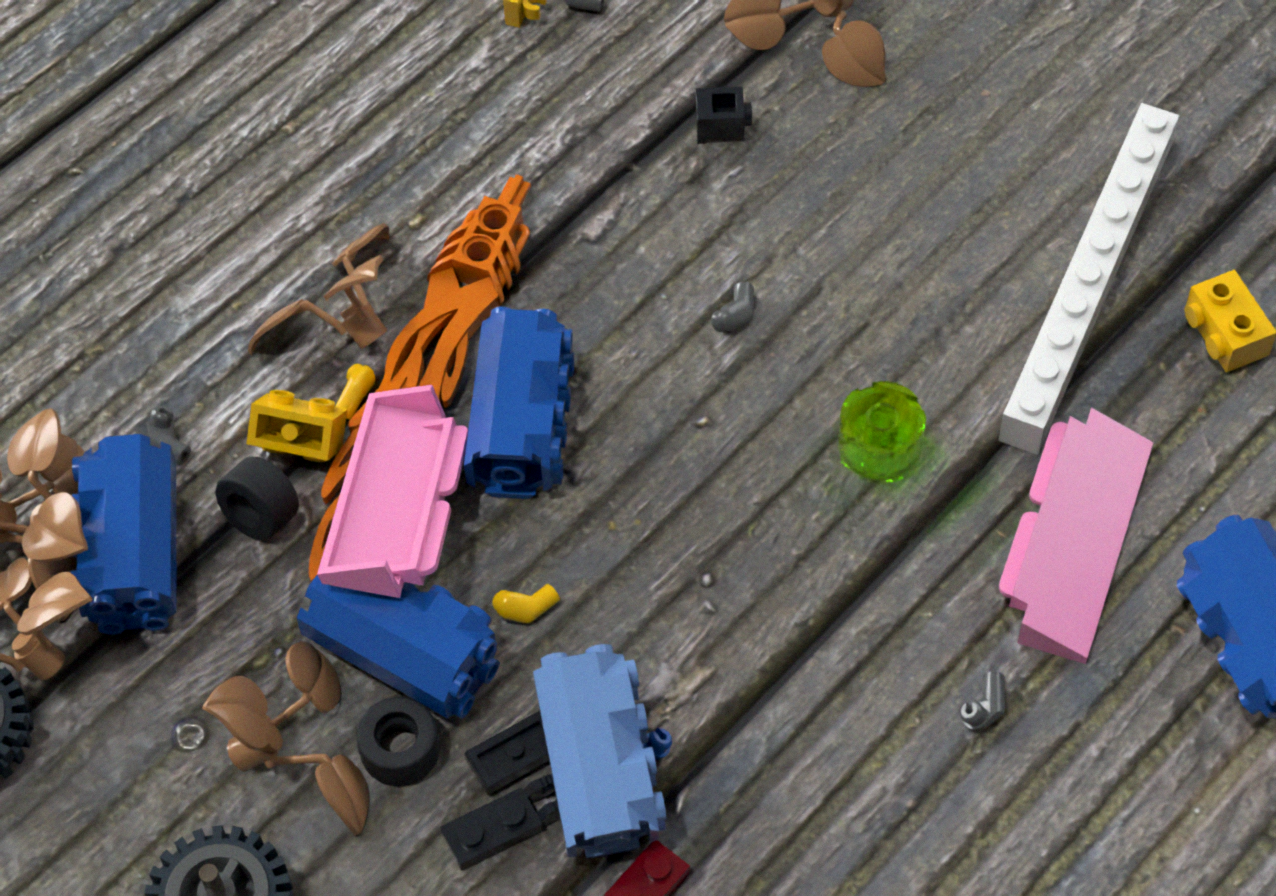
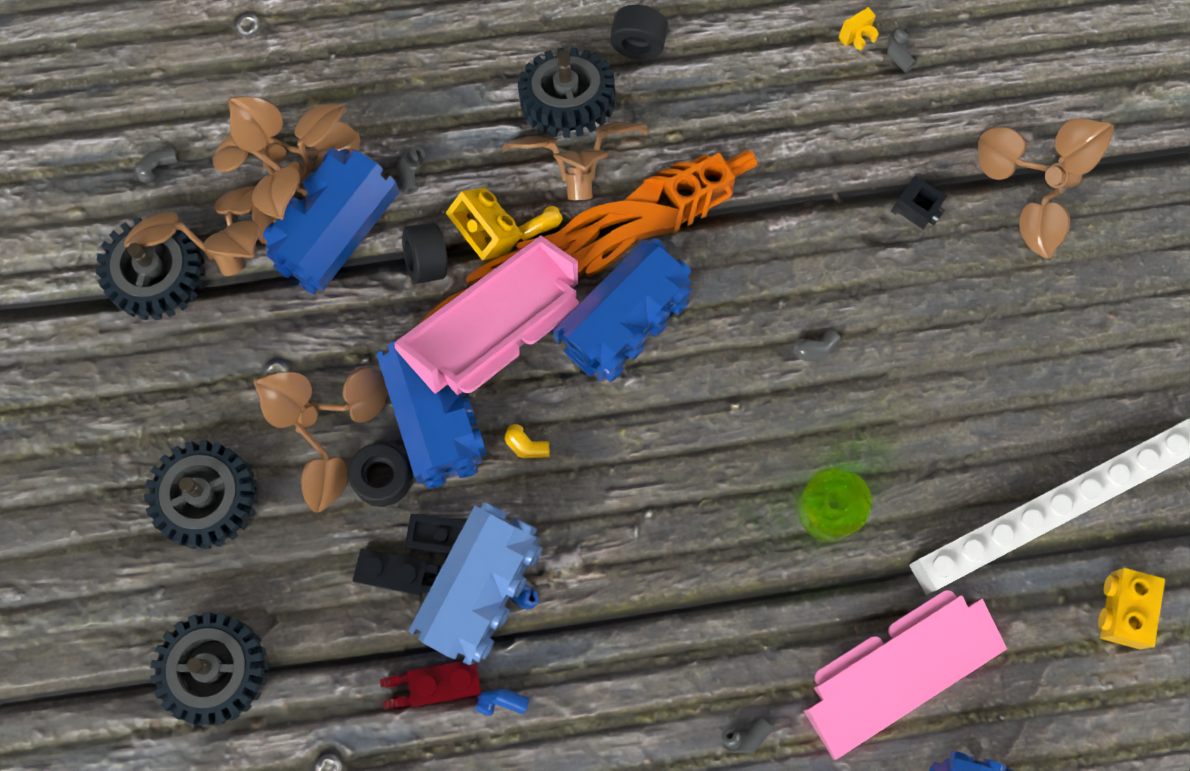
camera: 35 degrees right, 15 degrees up
(275, 246) = (567, 92): none -> wheel
(301, 143) = (639, 32): none -> black tyre
(712, 855) = (503, 698): none -> blue arm

